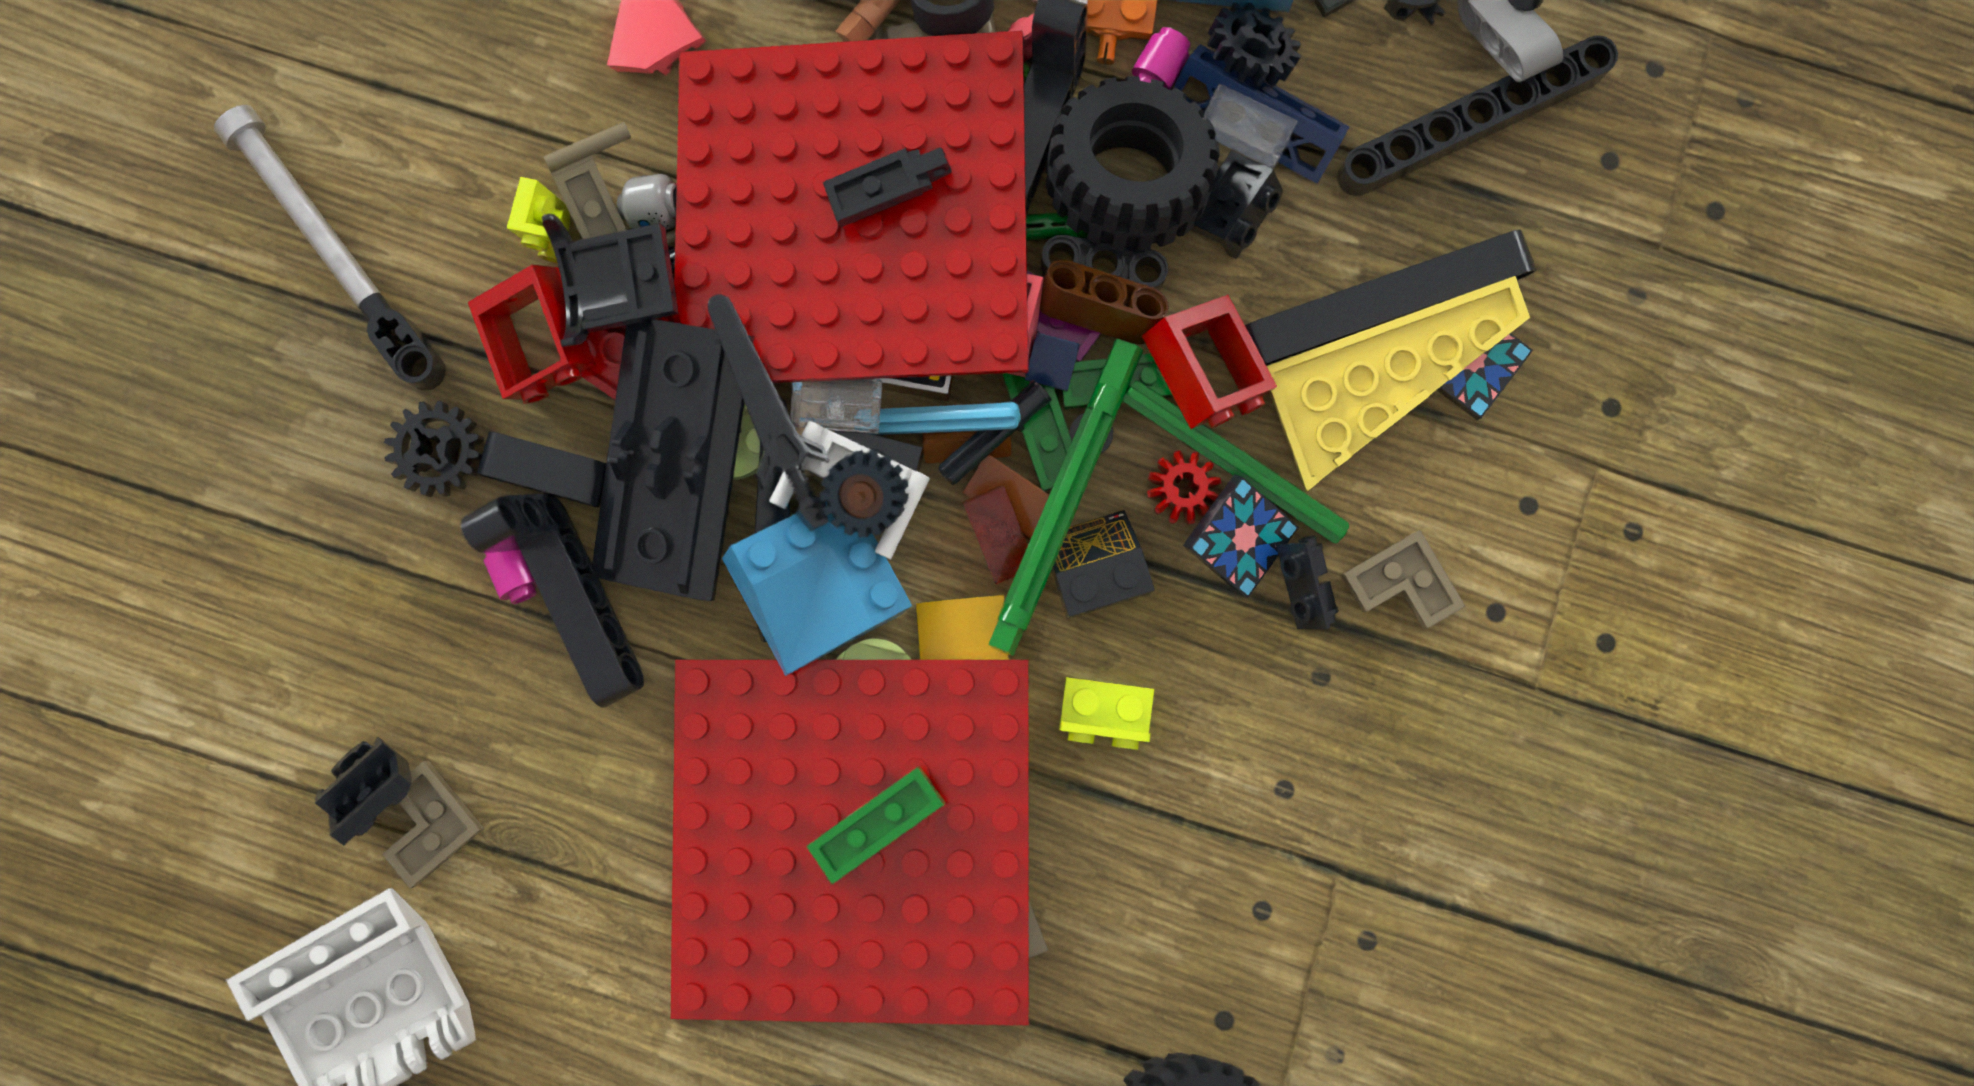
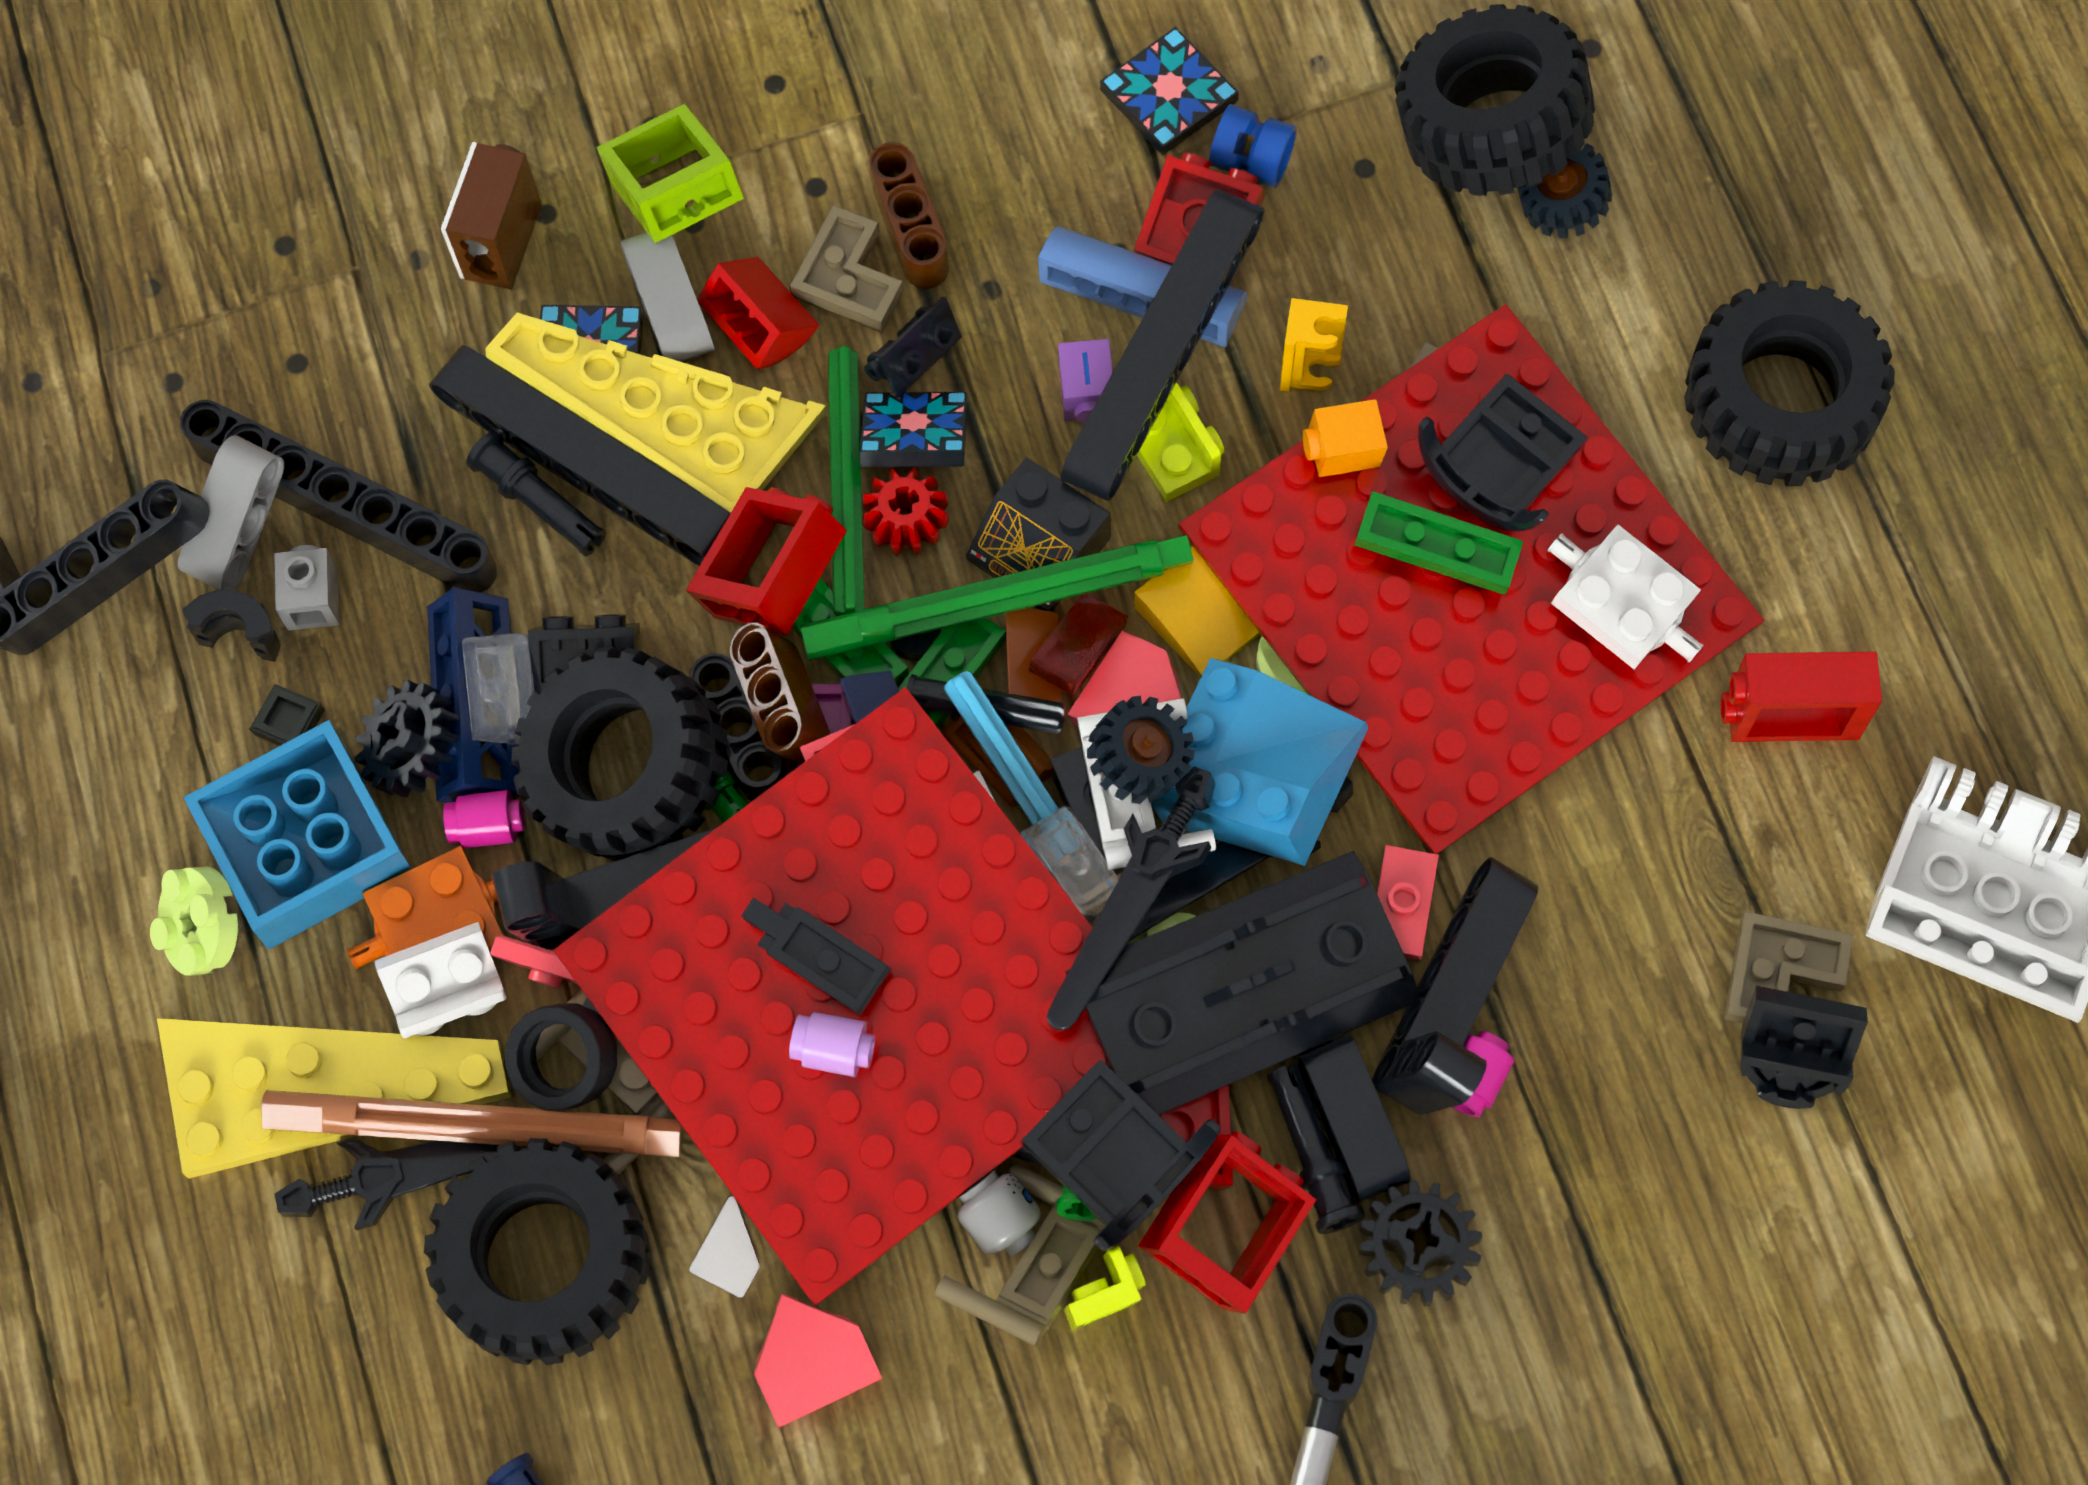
camera: 125 degrees left, 15 degrees down
(524, 423) = (1321, 1171): none -> black pin
(583, 988) = (1802, 696): none -> red window
(663, 619) = (1406, 895): none -> coral plate
(747, 928) = (1626, 597): none -> white plate
(757, 27) = (727, 1253): none -> white sticker
(818, 154) = (831, 1043): none -> lavender brick
(904, 923) = (1502, 455): none -> black piece
(939, 545) = (1126, 671): none -> coral slope
(997, 816) = (1345, 438): none -> light orange brick
(1099, 856) = (1312, 338): none -> yellow hinge
(1170, 750) = (1162, 345): none -> black beam
(1192, 684) = (1083, 376): none -> medium lavender brick
(1244, 784) = (1121, 279): none -> medium blue brick
(1263, 863) = (1181, 197): none -> red plate
(1282, 957) = (1269, 150): none -> blue wheel
(1390, 924) = (1169, 91): none -> tile
(1401, 246) = (519, 480): none -> black pin
(1418, 496) = (756, 311): none -> red brick
(1420, 53) = (306, 588): none -> light grey brick
(1439, 660) = (905, 195): none -> reddish brown beam
(1476, 441) = (667, 297): none -> light grey beam
(1538, 520) = (662, 205): none -> lime window
(1628, 355) = (491, 215): none -> reddish brown piece

